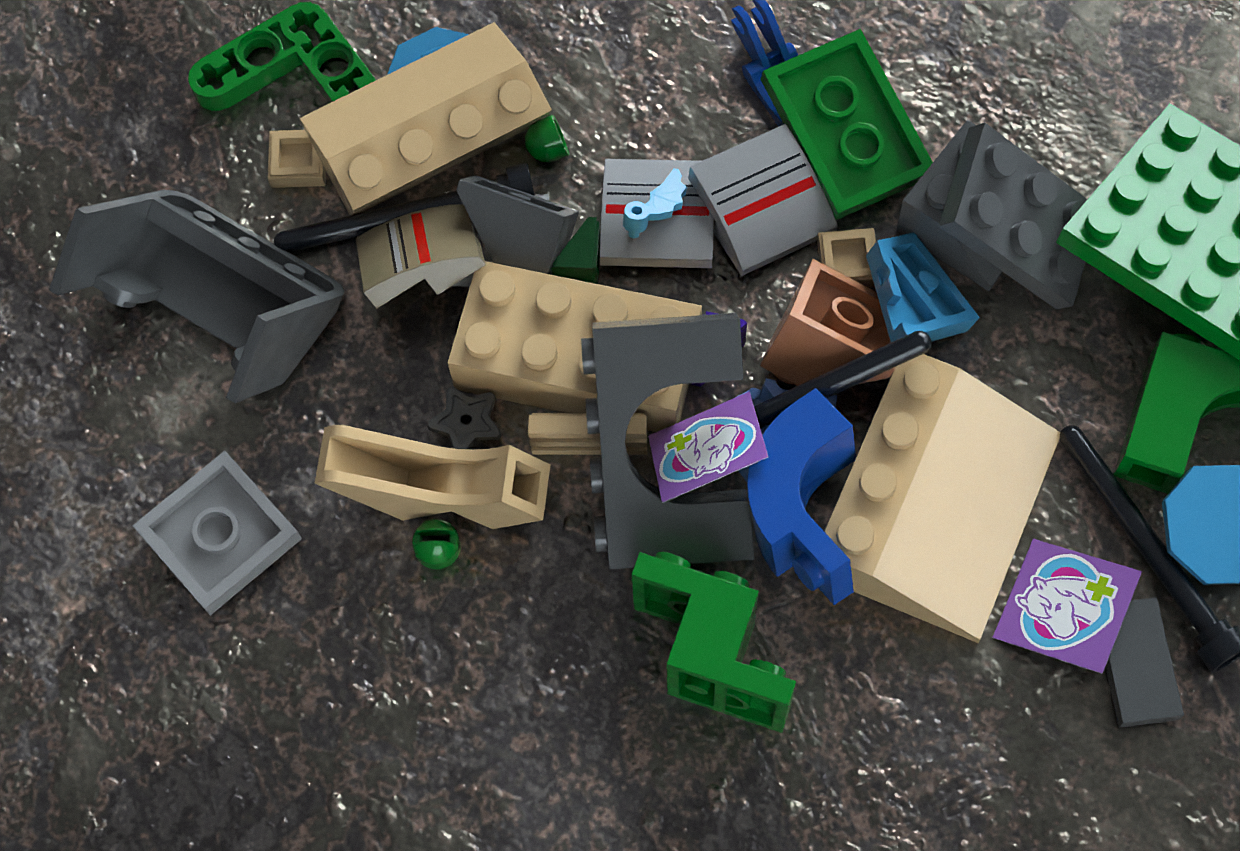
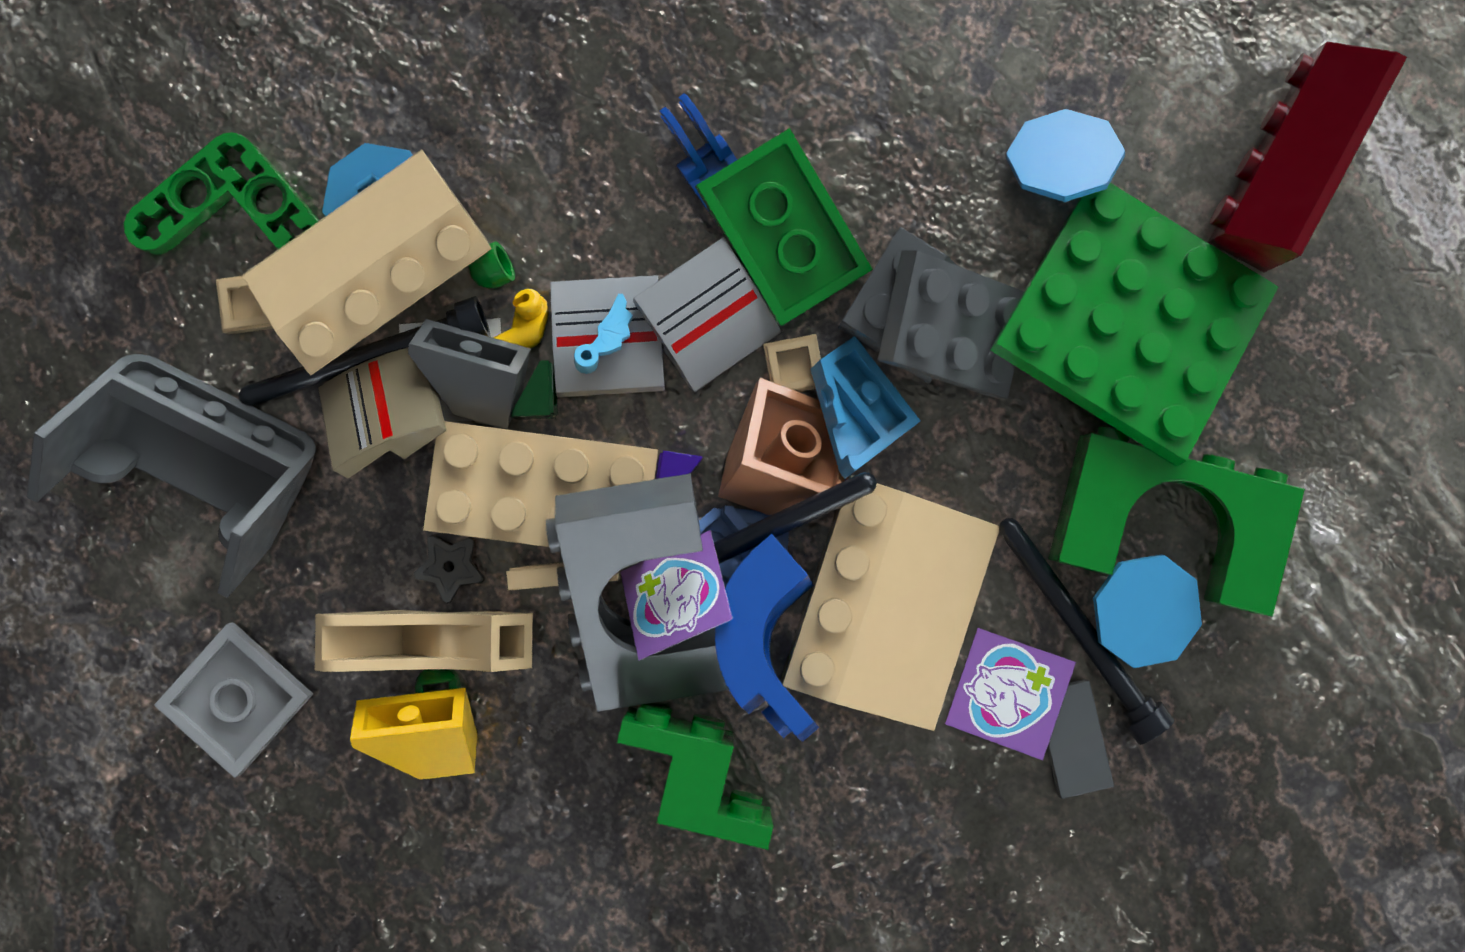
camera: 15 degrees left, 20 degrees up
(415, 576) = (418, 732): none -> yellow slope
(580, 188) = (528, 319): none -> yellow arm
(1138, 81) = (1065, 155): none -> piece

